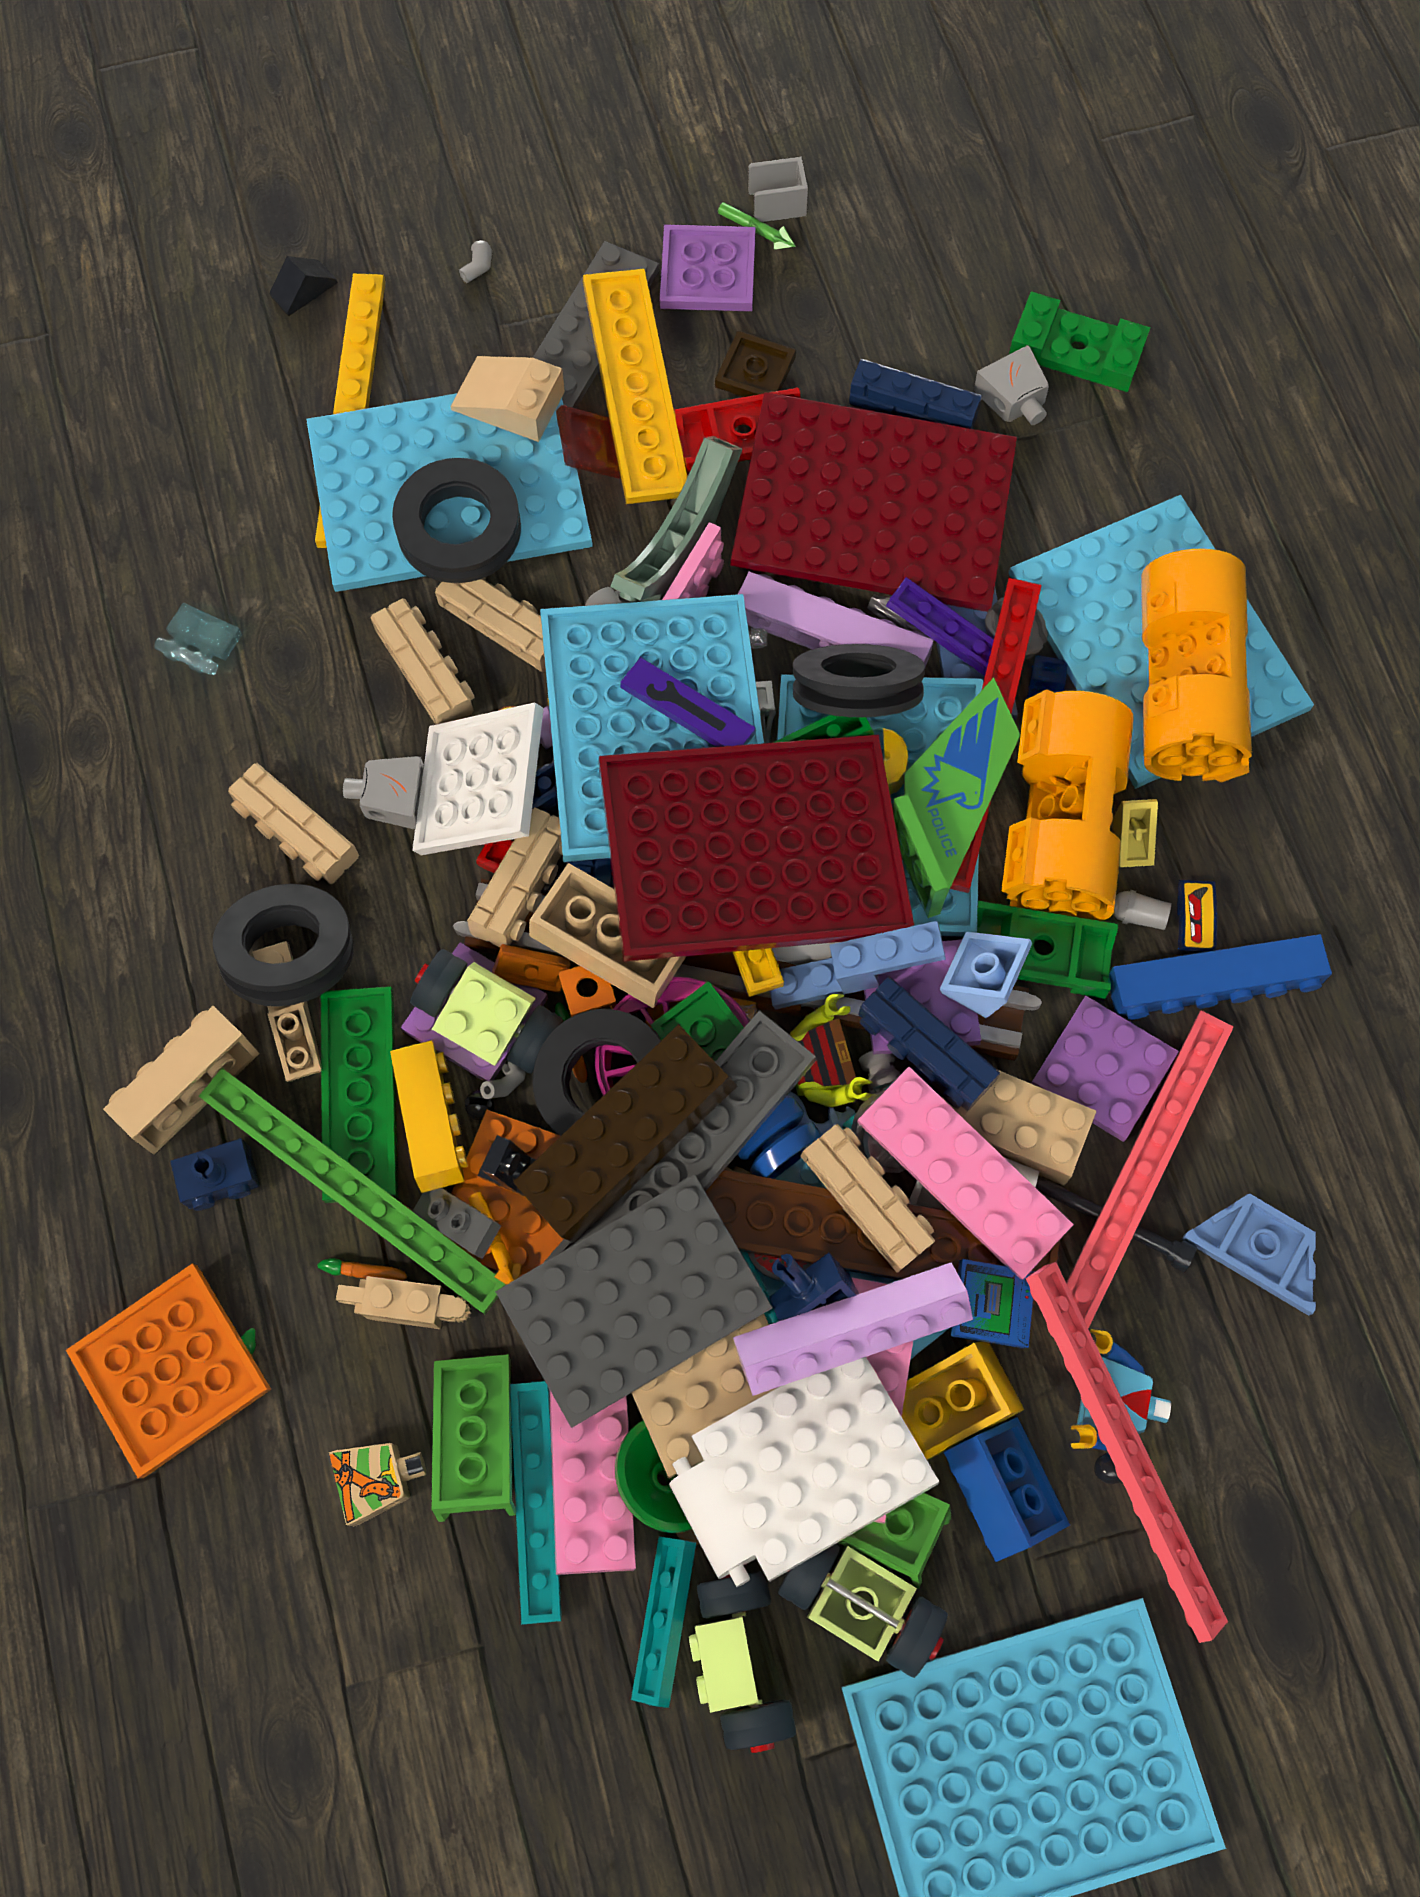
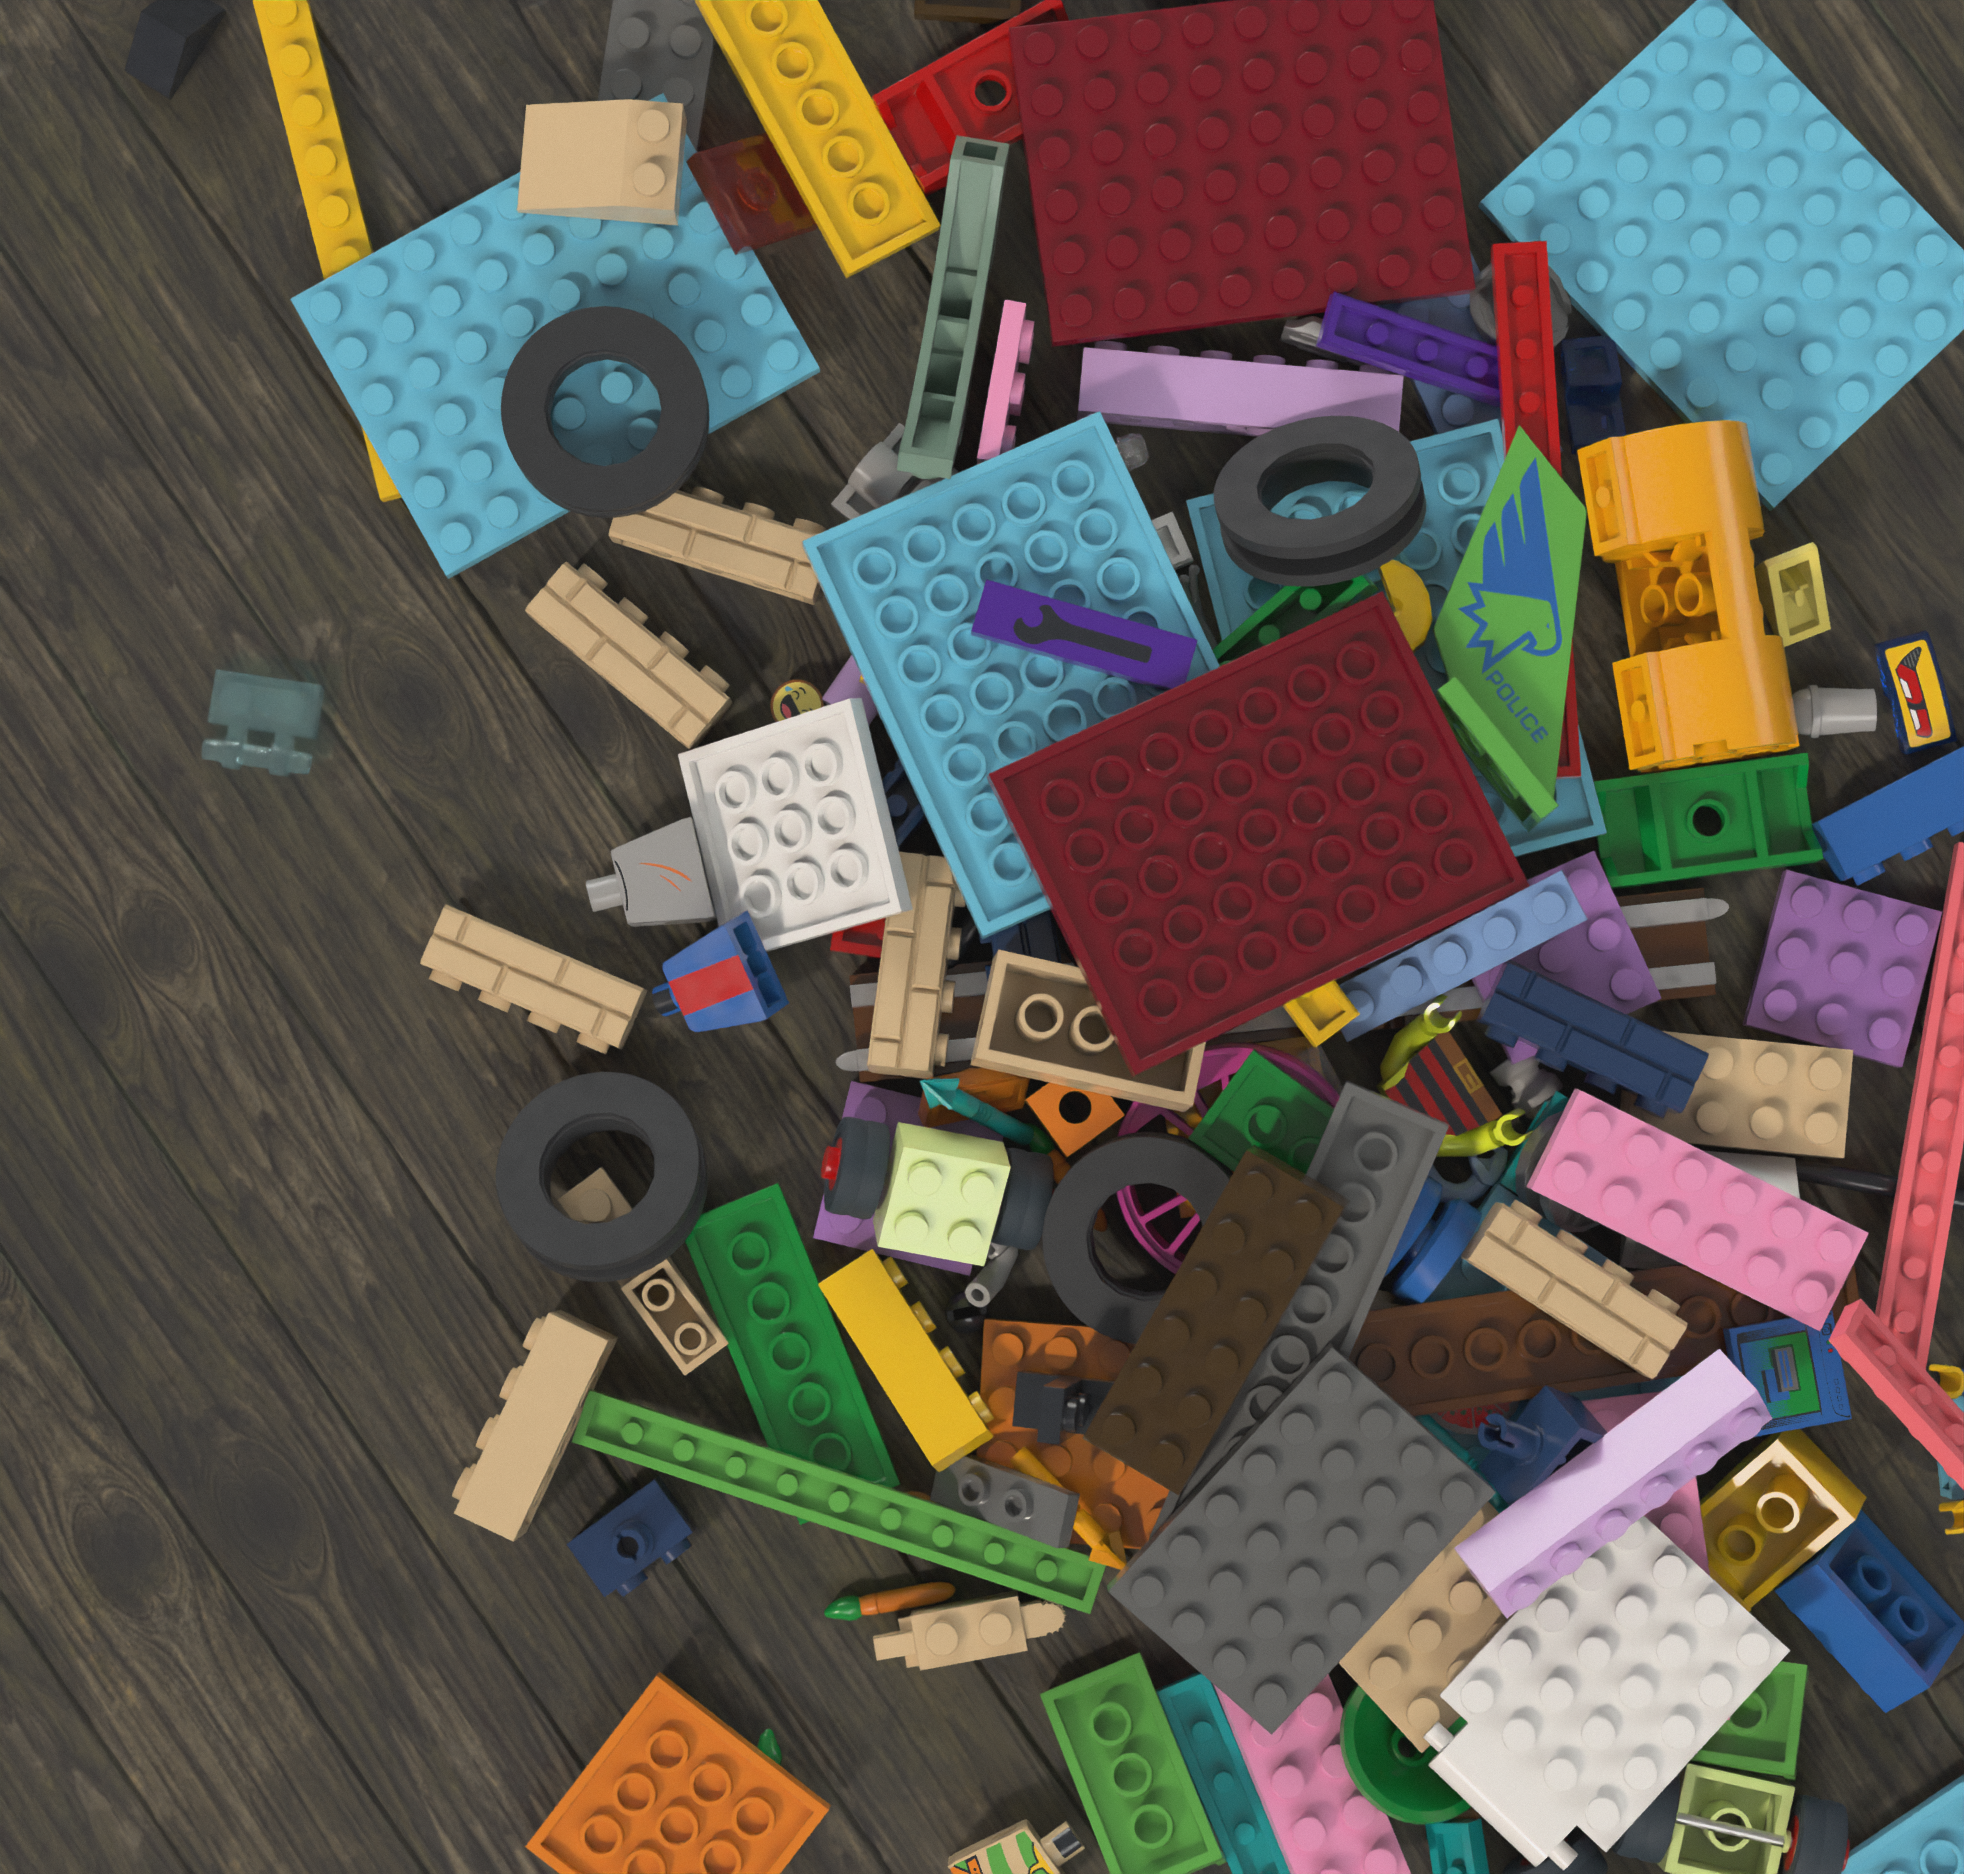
camera: 15 degrees left, 15 degrees up
(402, 852) = (721, 979): none -> torso
(508, 950) = (945, 1092): none -> teal piece
(985, 971) = (1642, 899): light blue slope -> none
(1197, 666) = (1819, 311): light orange cylinder -> none

